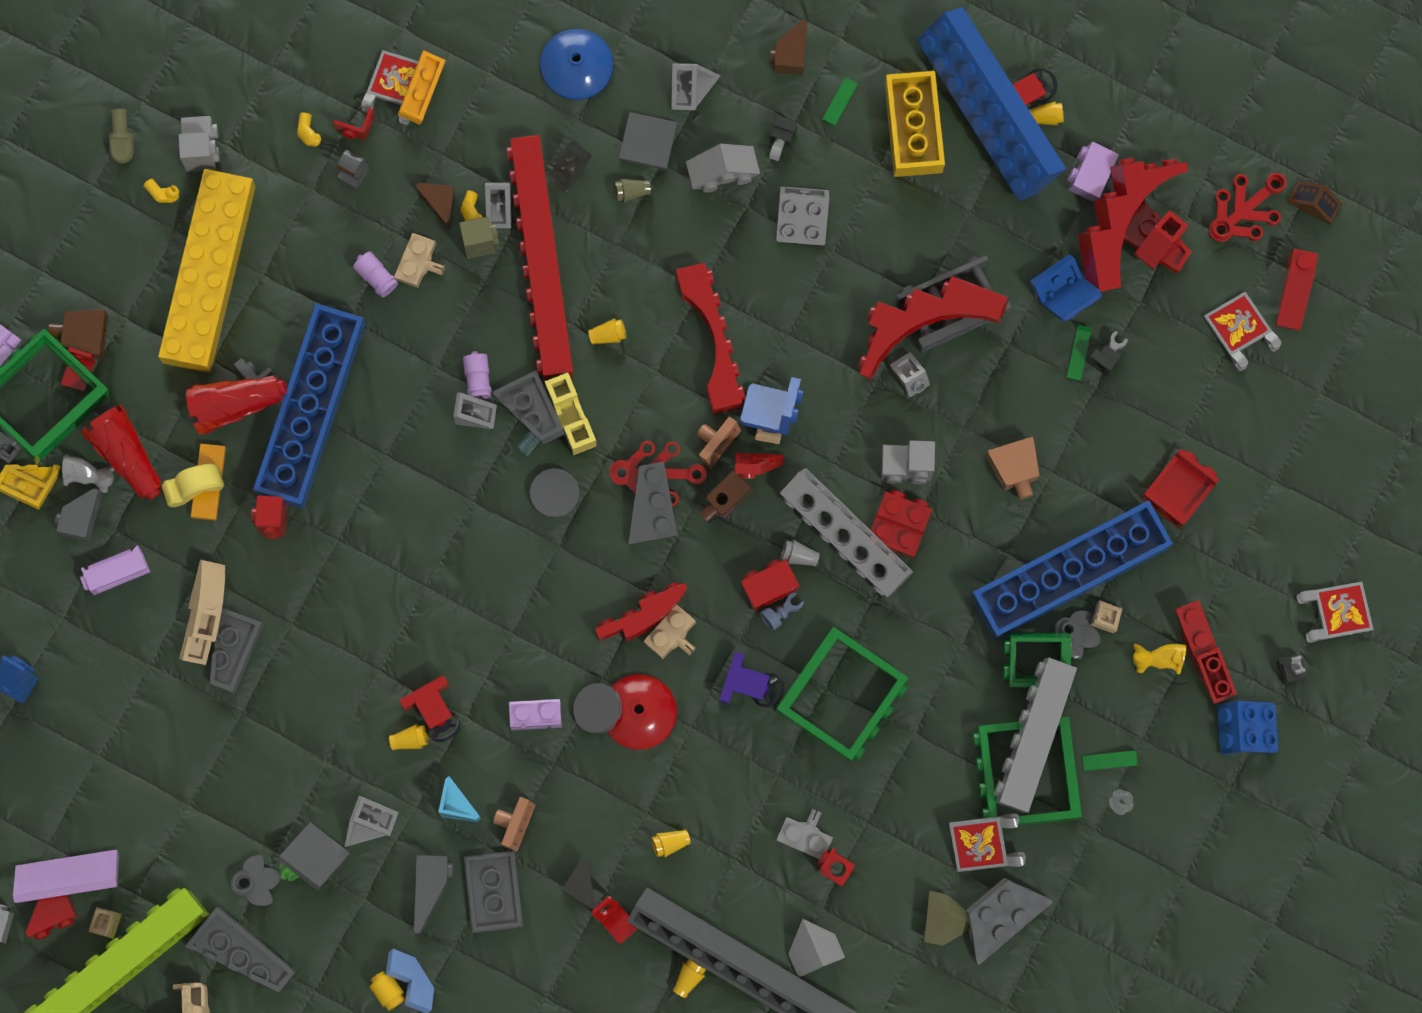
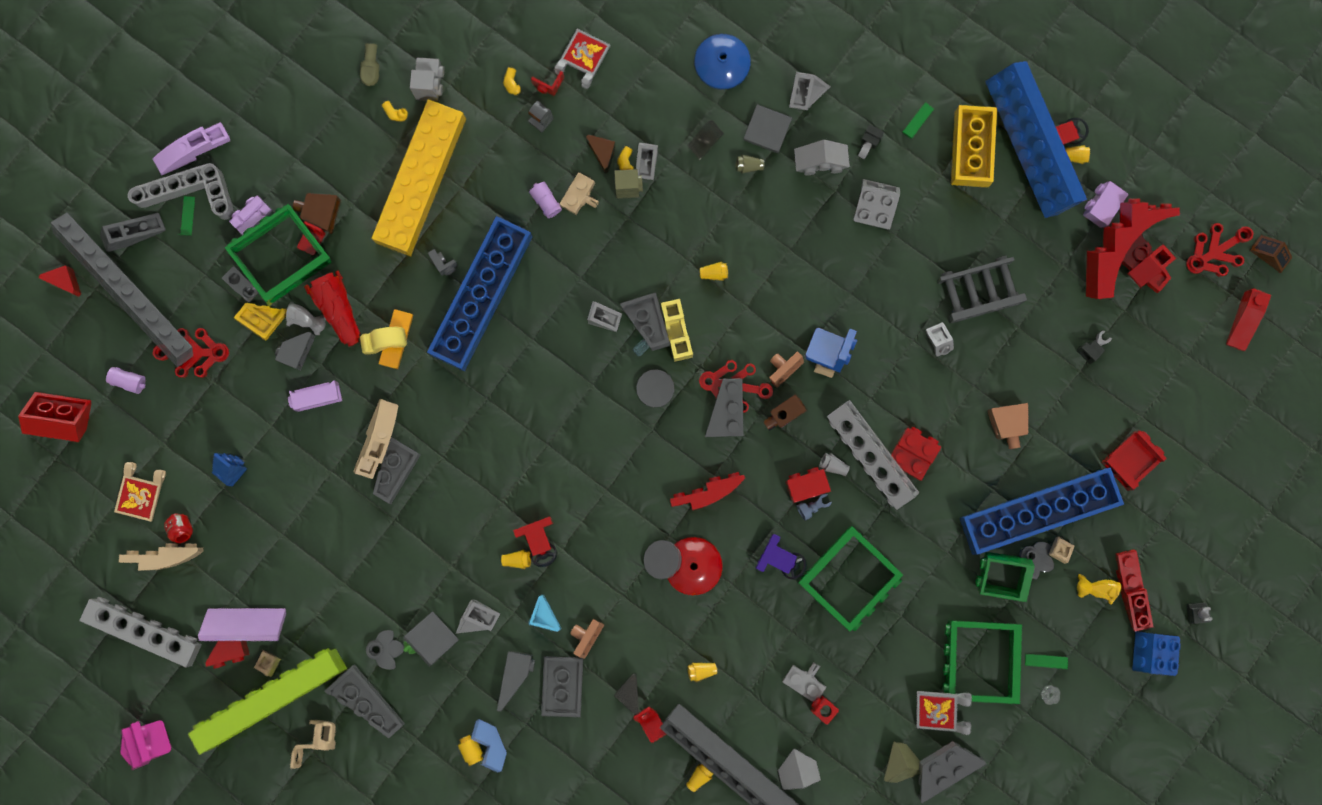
camera: 15 degrees right, 5 degrees up
(229, 401) = (418, 281): red cone -> none
(270, 516) = (437, 374): red brick -> none
(421, 87) = (602, 61): light orange tile -> none
(477, 372) = (610, 289): lavender piece -> none
(535, 714) = (614, 557): lavender brick -> none
(541, 257) = (673, 206): red brick -> none
(671, 633) = (727, 510): tan plate -> none
(696, 290) = (787, 250): red arch -> none
(756, 463) = (811, 392): red wing -> none
(790, 51) = (887, 75): reddish brown slope -> none
(893, 325) = (933, 299): red arch -> none
(908, 462) = (933, 408): light grey brick -> none
(1035, 735) = (995, 637): light grey brick -> none
(1064, 289) = (1069, 293): blue bracket -> none
(1079, 352) = (1071, 342): green piece -> none
(1239, 326) = (1197, 341): flag -> none
(1341, 611) = (1242, 573): flag -> none

